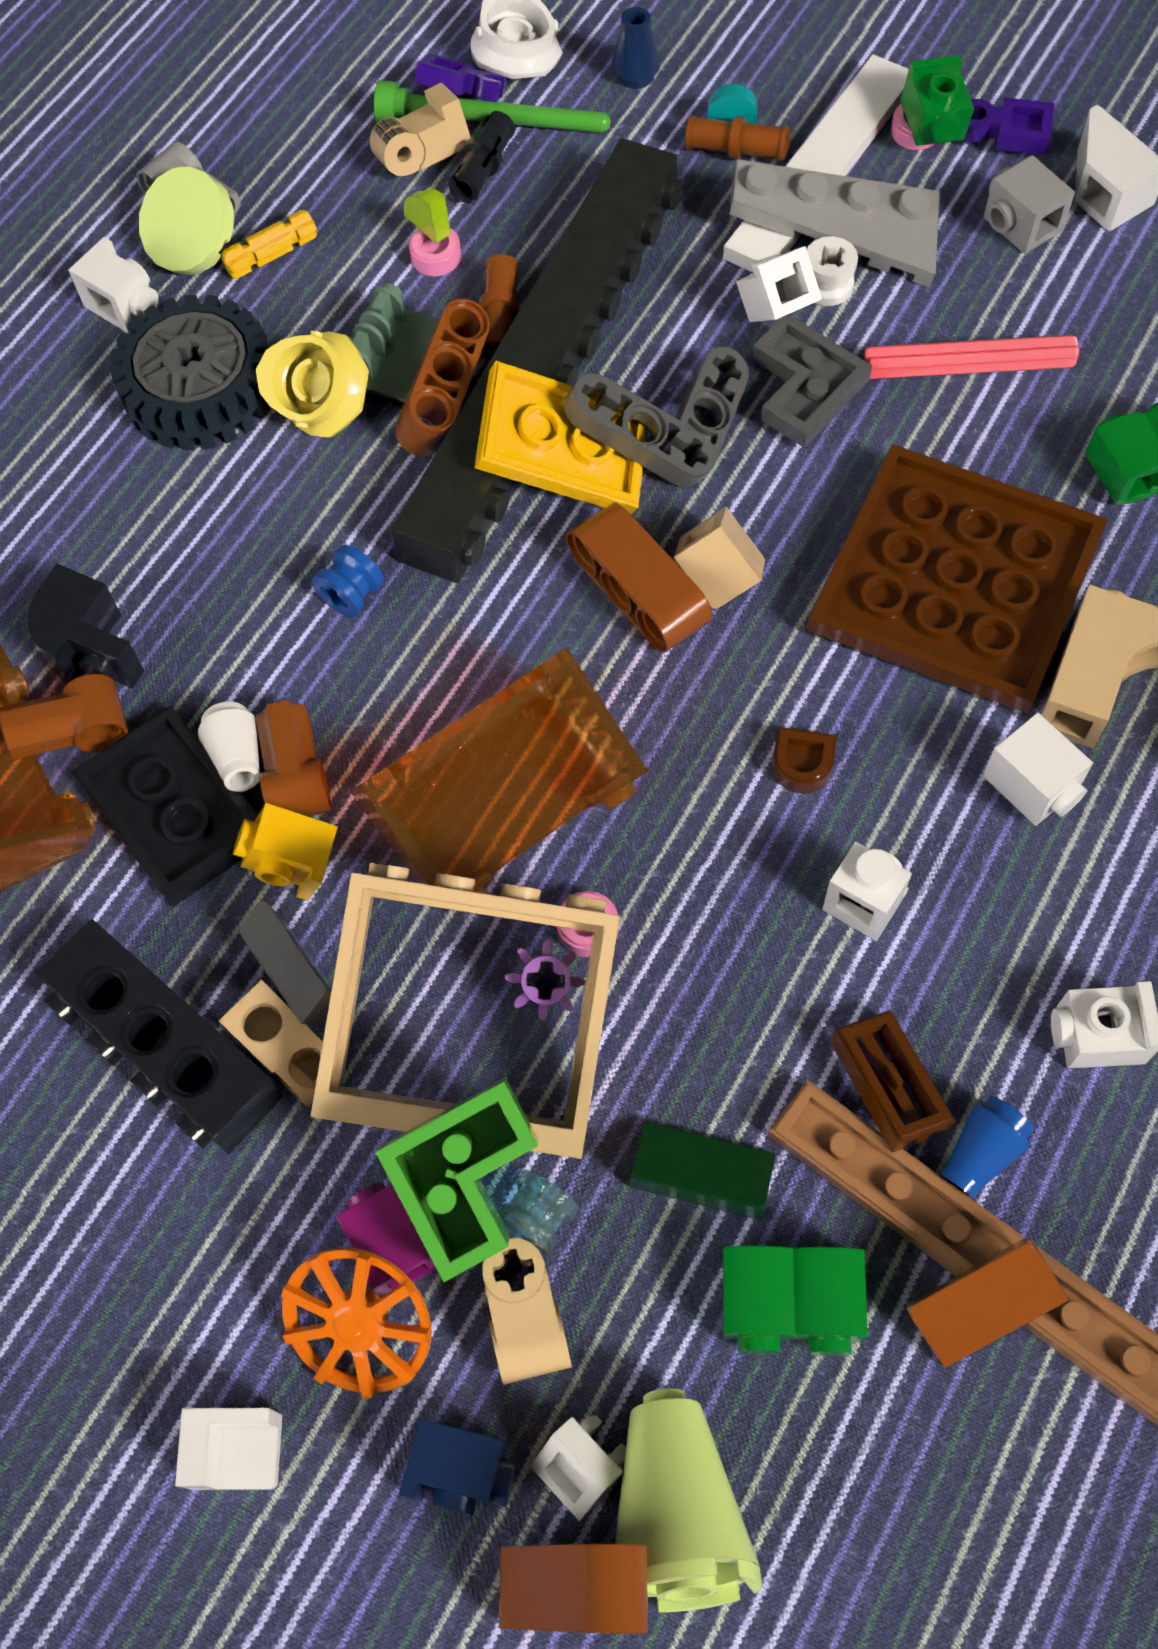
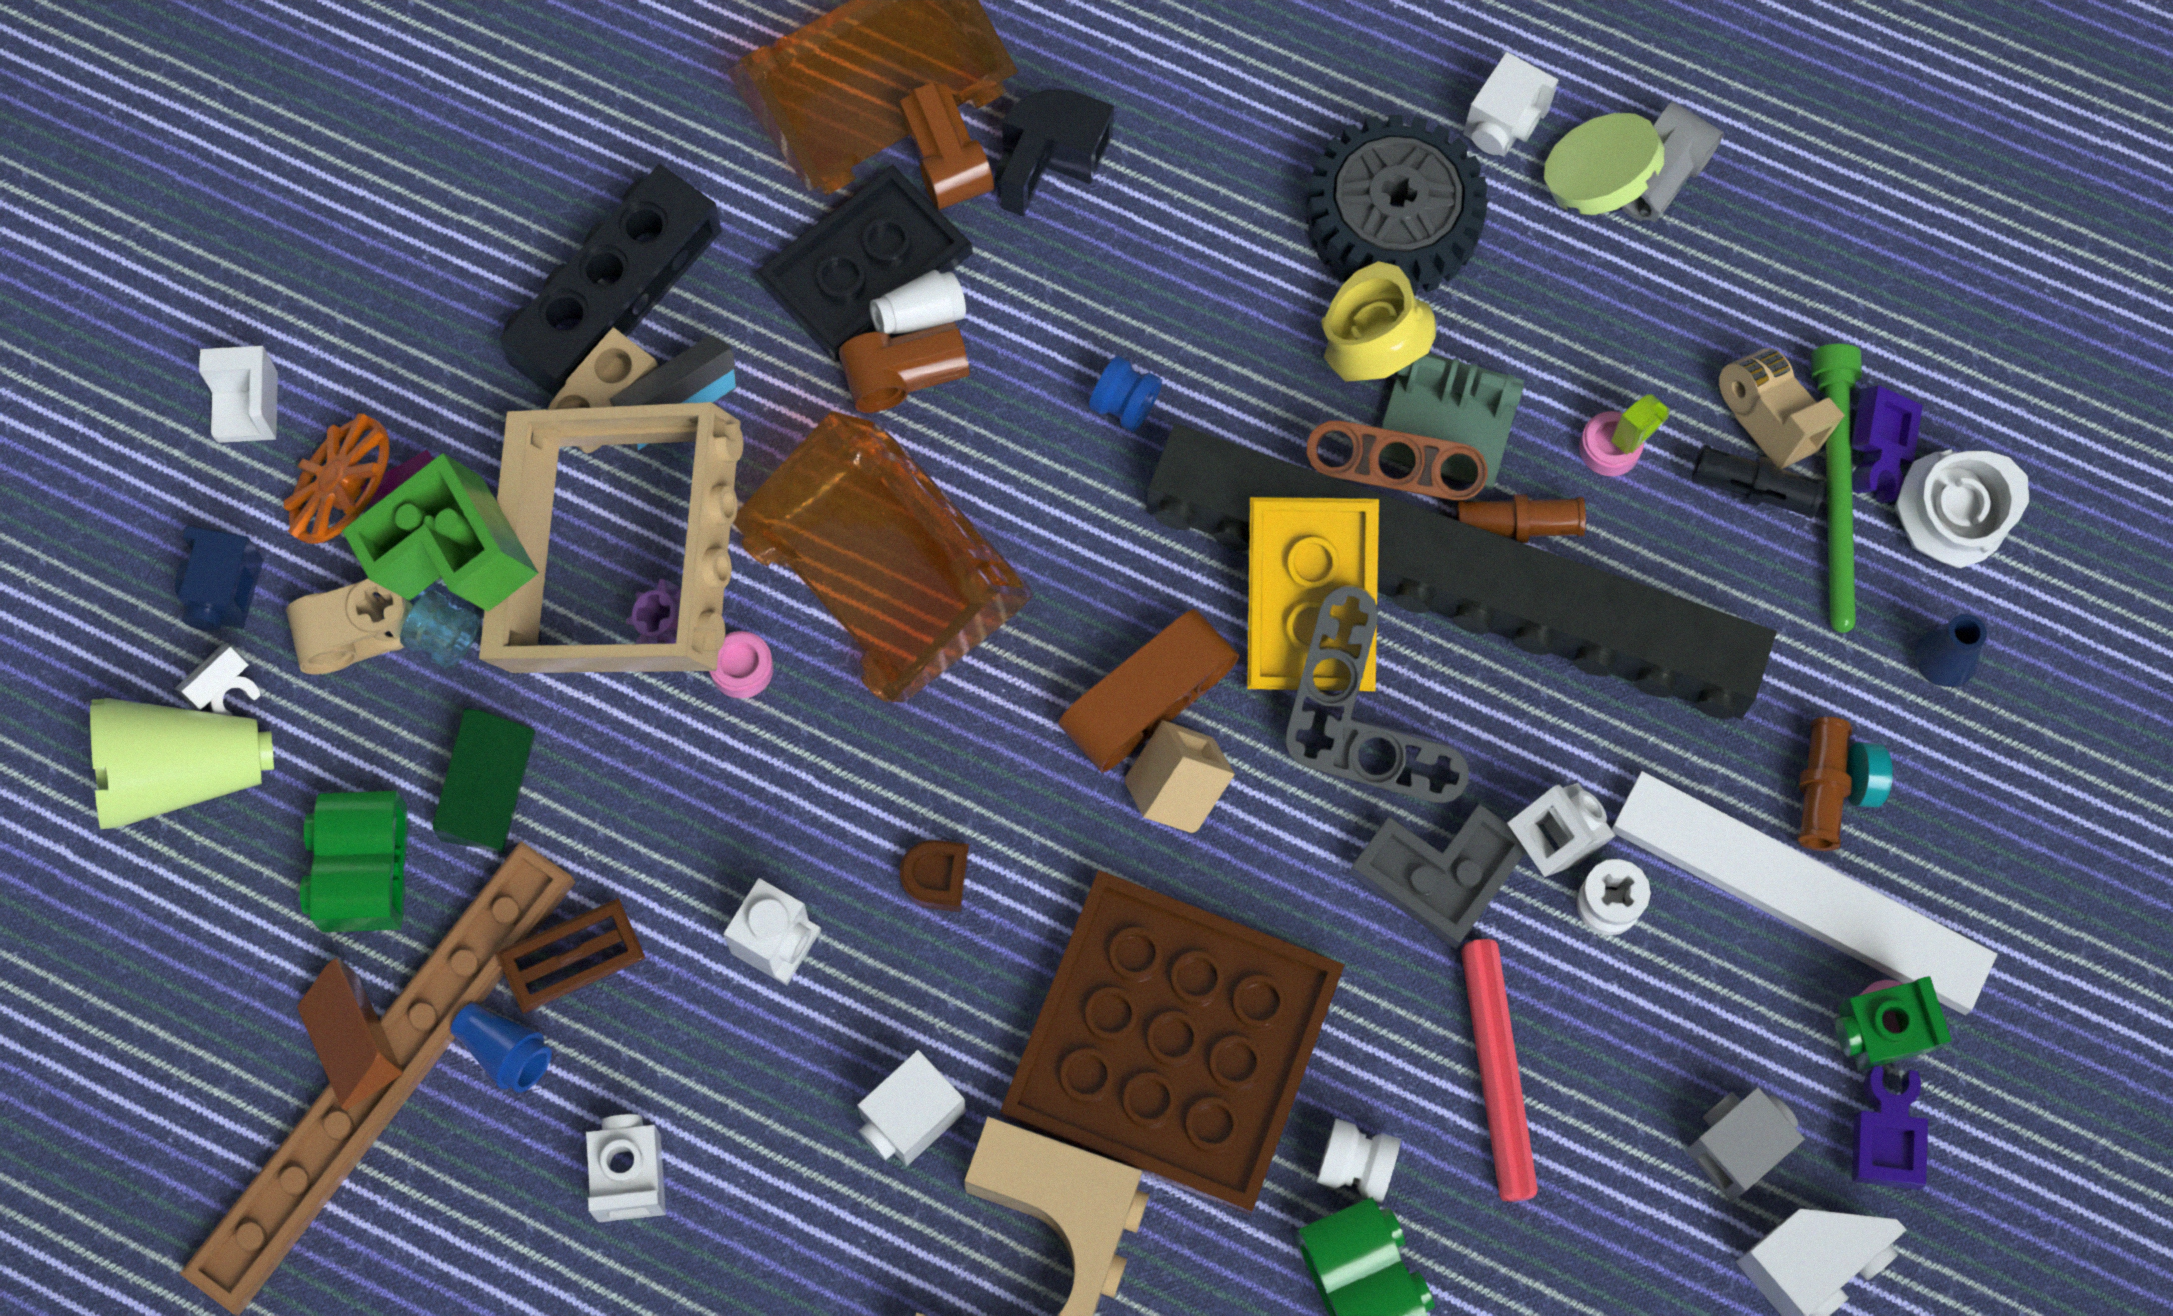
camera: 80 degrees right, 5 degrees up
(269, 244) = (1597, 260): yellow axle -> none
(286, 848) = (799, 365): yellow brick -> none
(574, 1588) = (98, 665): dark orange beam -> none
(881, 219) = (1701, 920): light grey wing -> none
(1057, 446) = (1358, 1160): none -> white wheel

